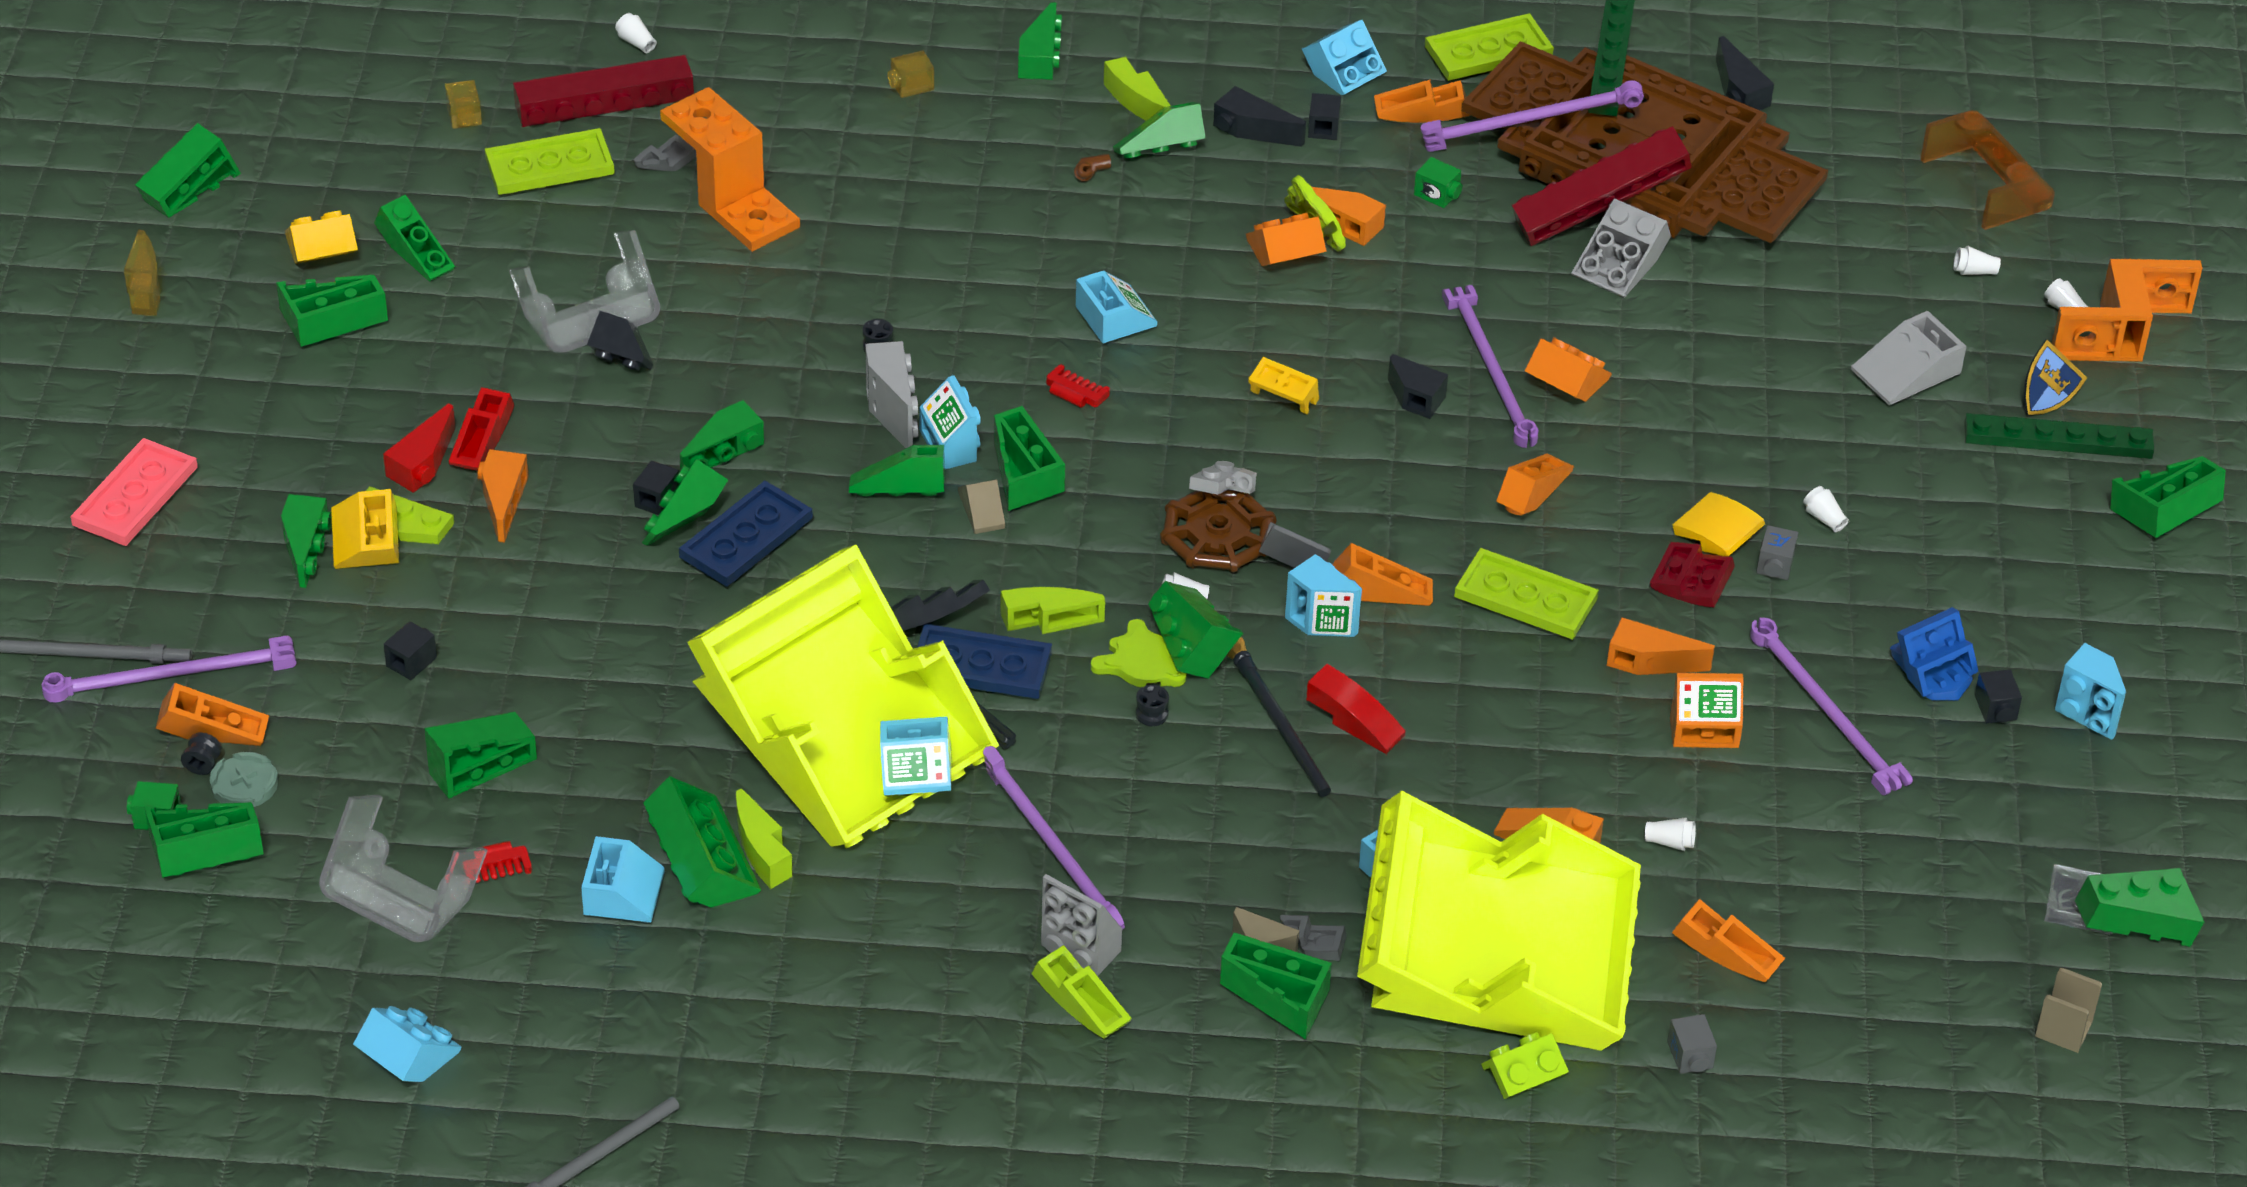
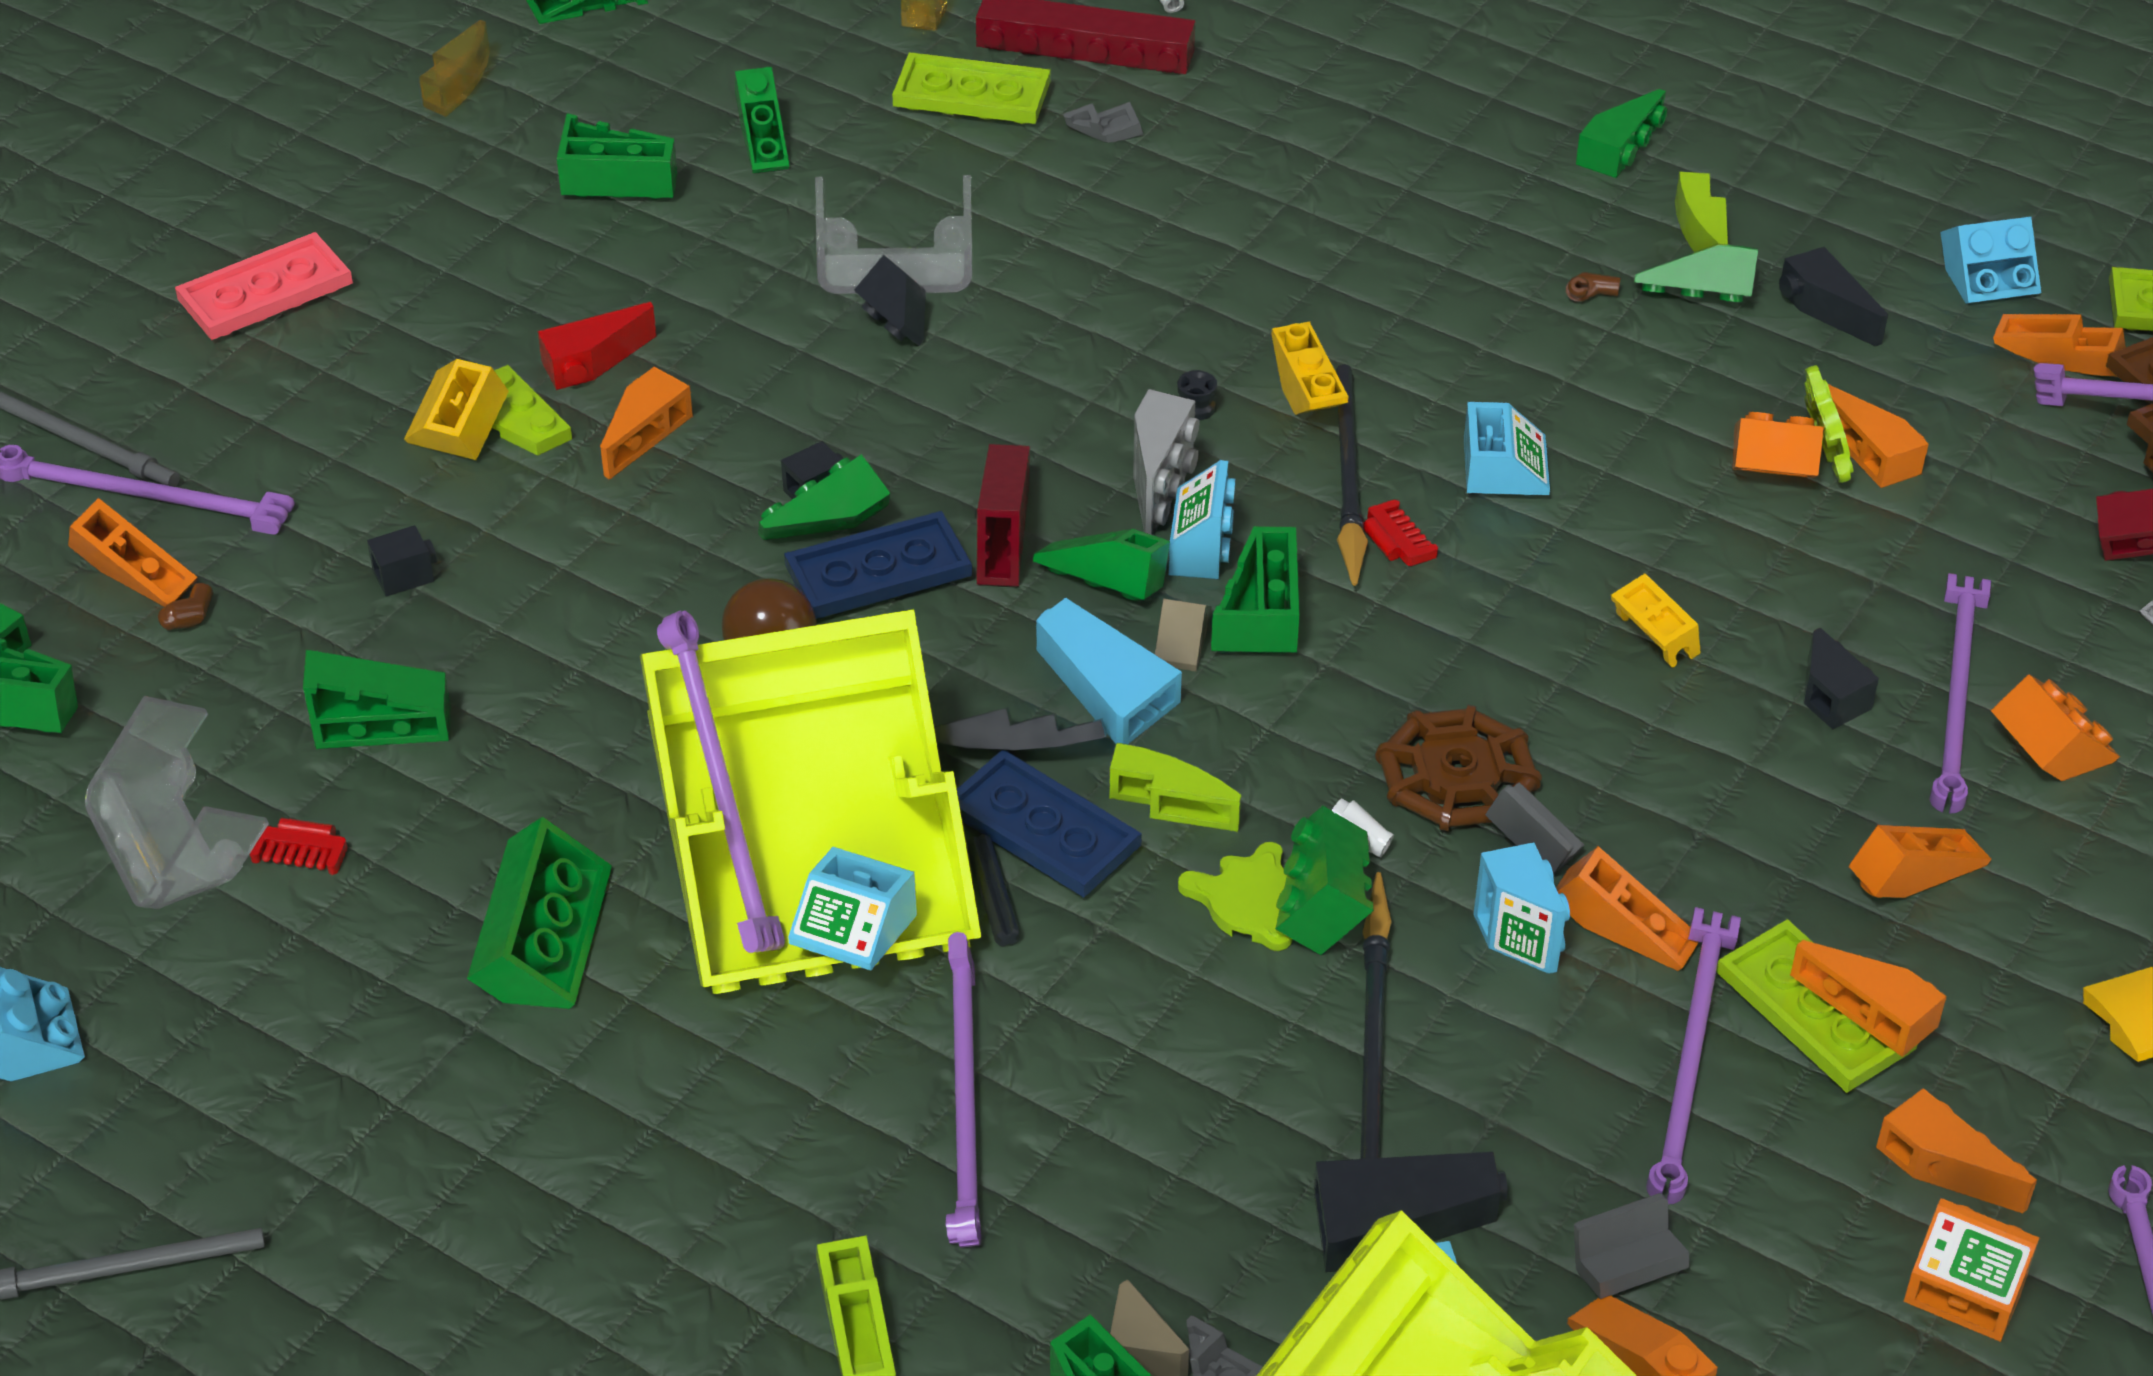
camera: 30 degrees right, 0 degrees up
(201, 753) = (88, 591): black wheel -> none
(244, 779) = (115, 640): sand green tile -> none
(282, 740) = (188, 611): none -> reddish brown arm
(304, 528) = (391, 392): green slope -> none
(321, 238) = (664, 88): yellow slope -> none
(482, 428) = (676, 343): red slope -> none
(621, 881) = (407, 925): medium azure slope -> none
(707, 597) = (766, 608): none -> reddish brown piece
(721, 614) = (758, 932): none -> medium lavender hinge
(725, 436) = (929, 447): green slope -> none
(730, 168) = (1148, 151): orange bracket -> none
(762, 841) = (611, 943): lime slope -> none
(810, 466) = (1002, 514): none -> dark red slope
(911, 74) = (1445, 119): clear yellow brick -> none
(945, 295) = (1306, 370): none -> yellow slope
(950, 546) = (1107, 670): none -> medium azure slope
(1042, 391) = (1351, 538): none -> black piece
(1079, 925) = (900, 1220): light grey slope -> none
(1152, 705) = (1216, 961): black wheel -> none
(1223, 477) = (1495, 704): light grey hinge -> none
(1324, 116) = (1921, 318): black brick -> none
(1351, 806) = (1435, 1191): none -> black slope
(1354, 709) = (1477, 1071): red slope -> none
(1438, 182) = (2021, 441): green brick -> none
(1442, 575) = (1712, 939): none -> medium lavender hinge
(1506, 776) = (1627, 1247): none -> dark grey panel
(1564, 573) = (1874, 994): none -> orange slope
(1692, 575) = (2073, 1067): dark red slope -> none

